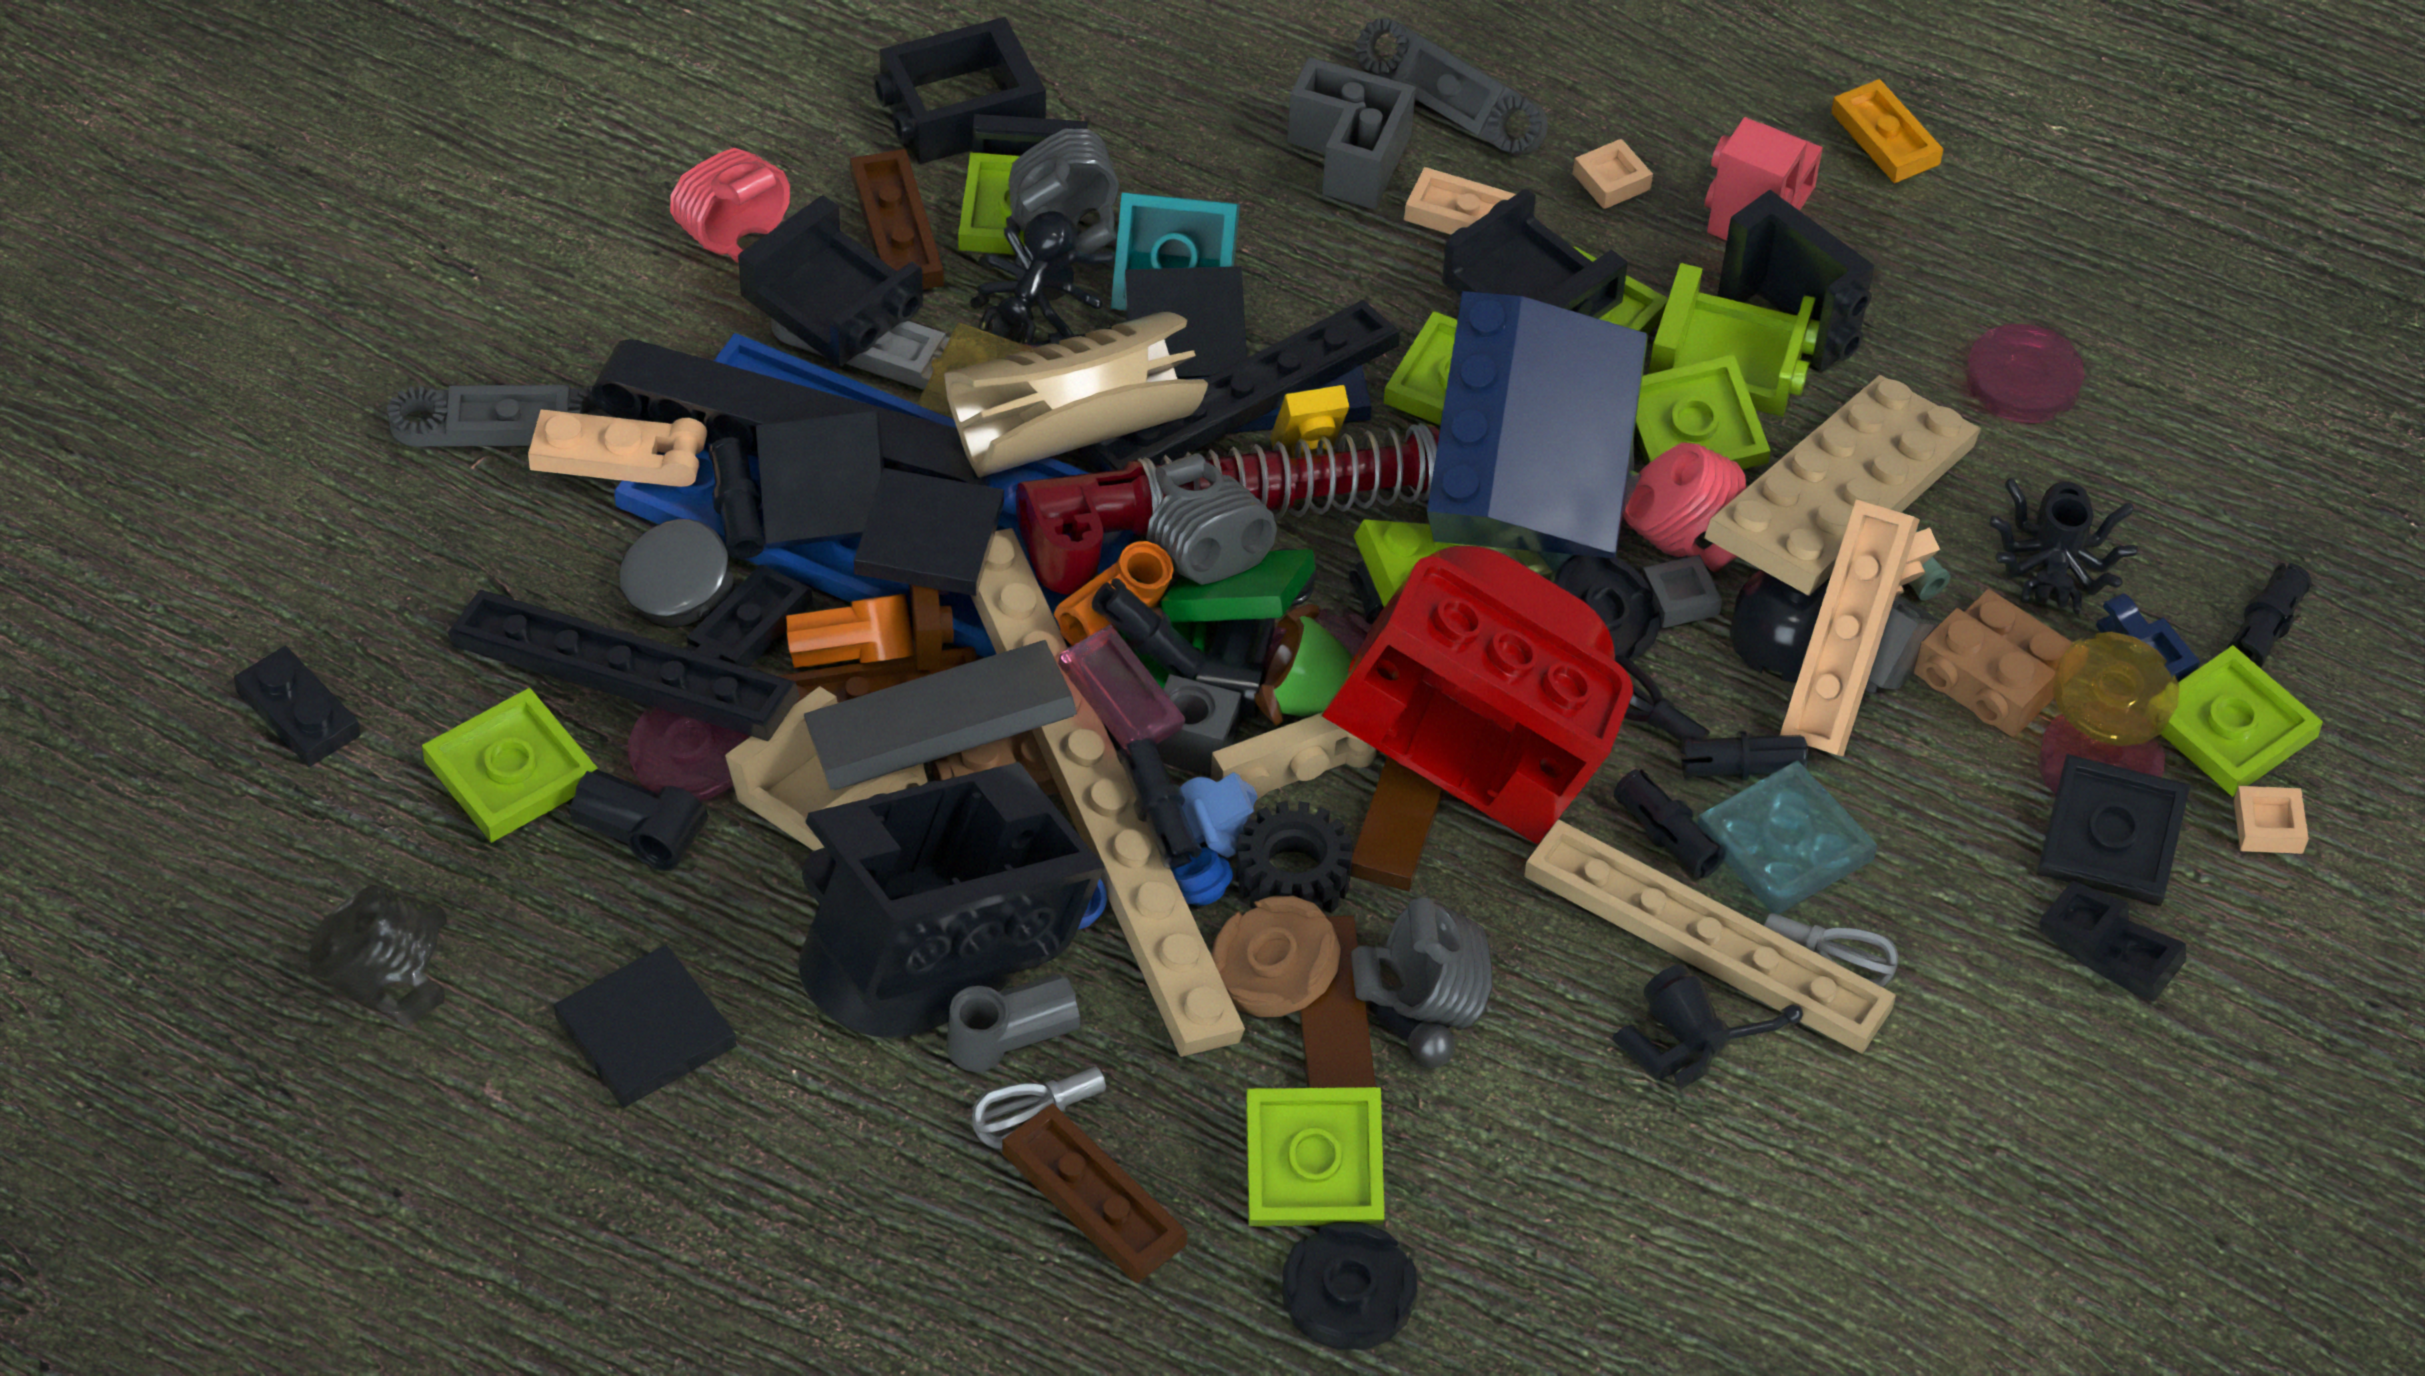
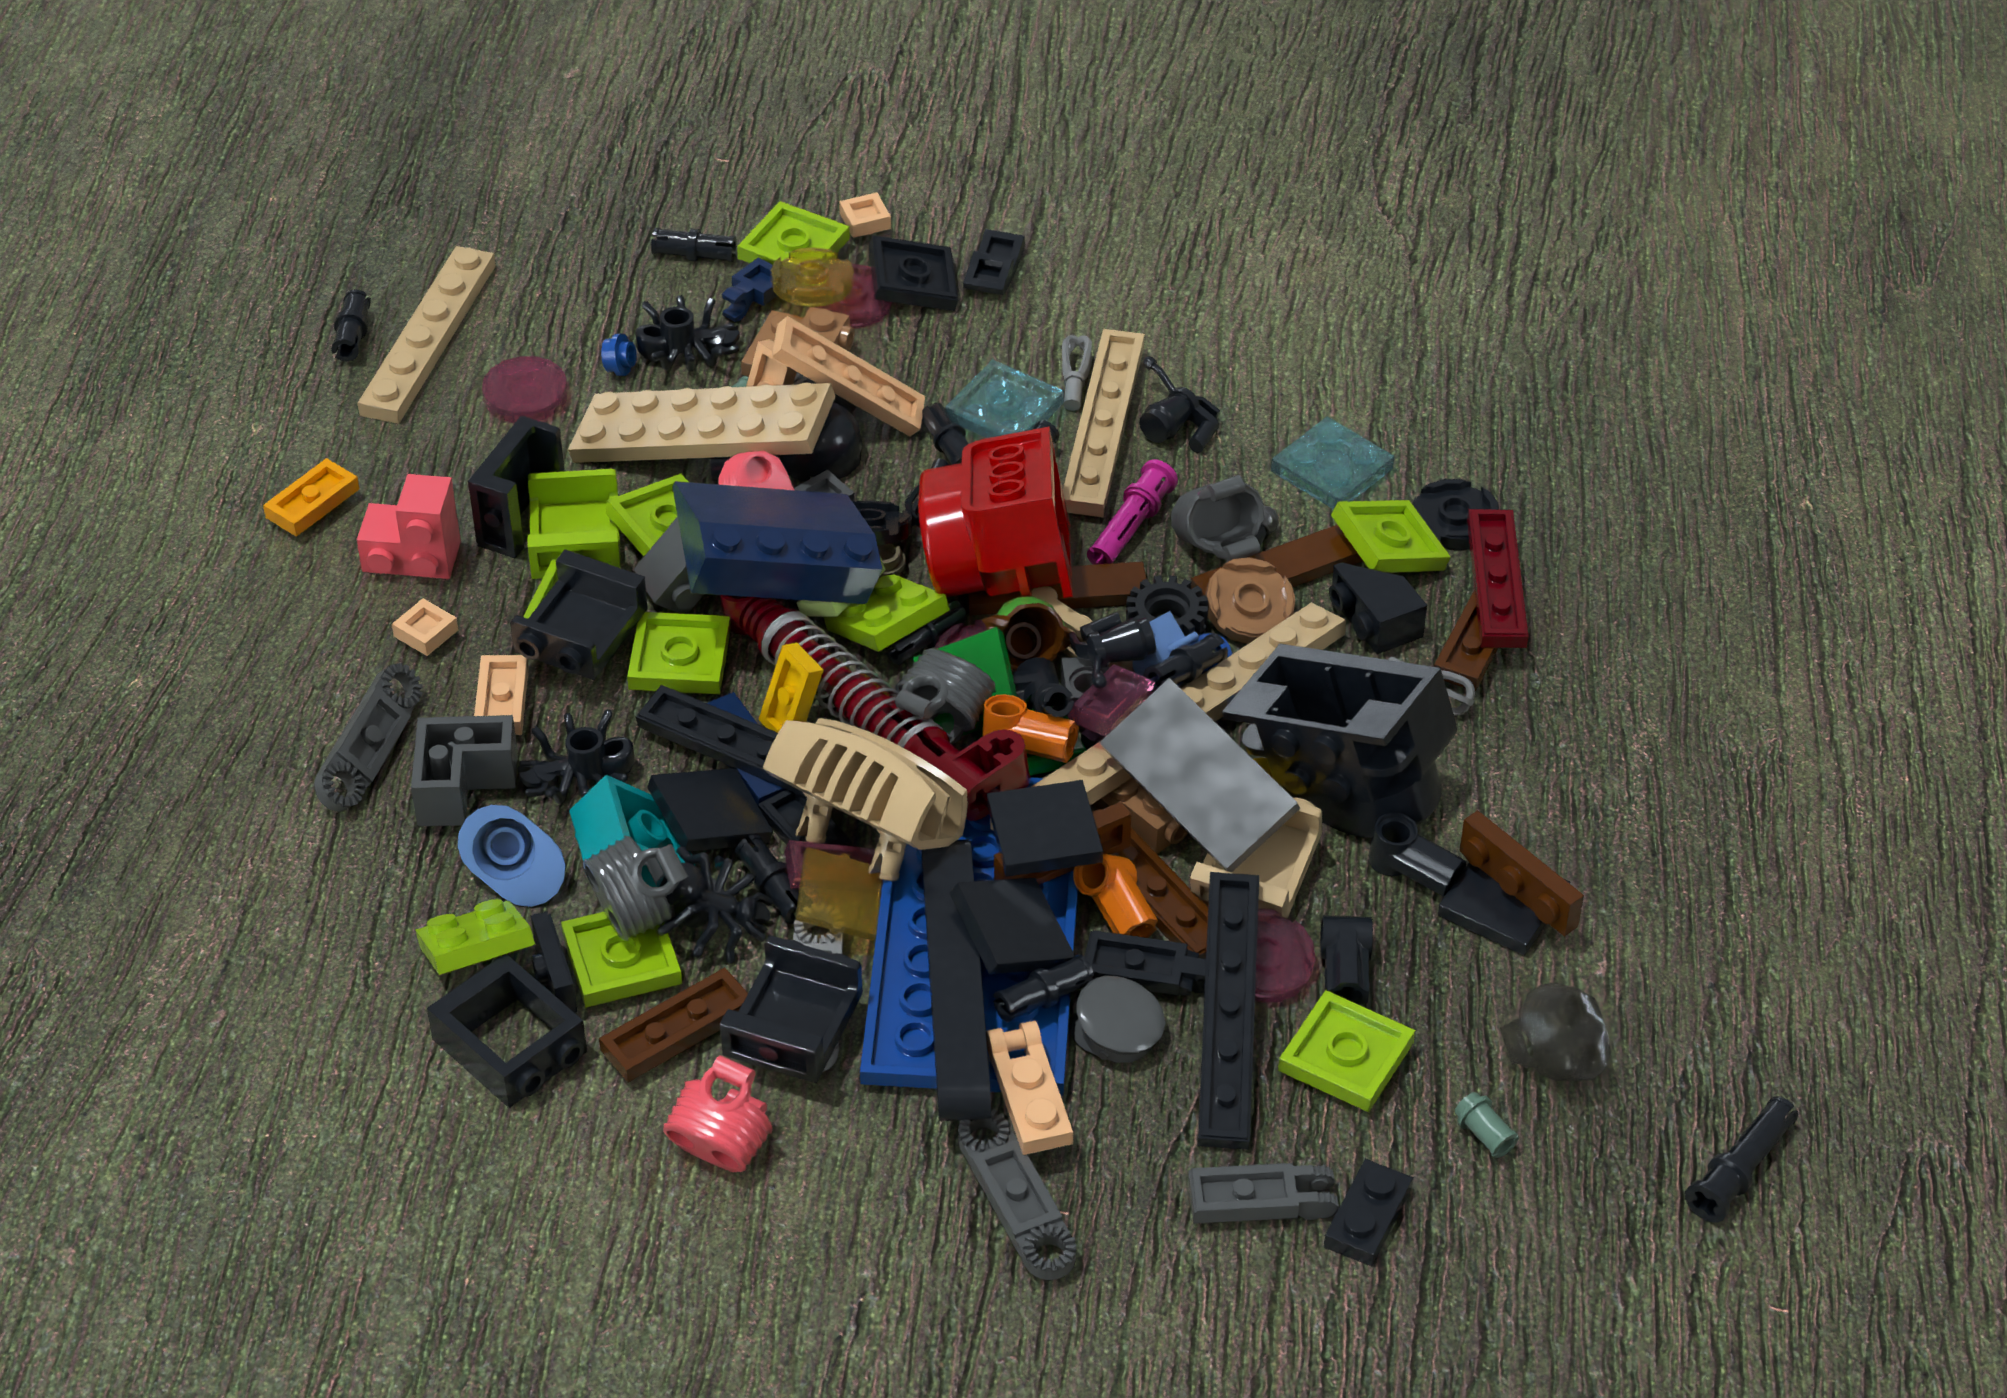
camera: 110 degrees left, 5 degrees down
(114, 1050) = (1732, 1171): none -> black pin
(331, 851) = (1478, 1116): none -> sand green pin
(375, 612) = (1261, 1192): none -> dark grey hinge
(639, 1015) = (1521, 873): none -> reddish brown plate
(748, 946) = (1400, 850): none -> black piece
(1096, 85) = (474, 937): none -> lime plate
(1167, 1237) = (1497, 579): none -> dark red tile
(1194, 1092) = (1378, 605): none -> black slope
(1209, 733) = (1112, 642): none -> black piece
(1213, 150) = (511, 855): none -> medium blue piece
(1322, 244) = (587, 759): none -> black animal
(1517, 1180) = (1332, 463): none -> clear light blue plate
(1523, 914) = (1140, 502): none -> dark pink pin
(2052, 456) = (618, 354): none -> blue plate
(2179, 313) = (426, 335): none -> tan plate
(2209, 236) = (351, 325): none -> black pin

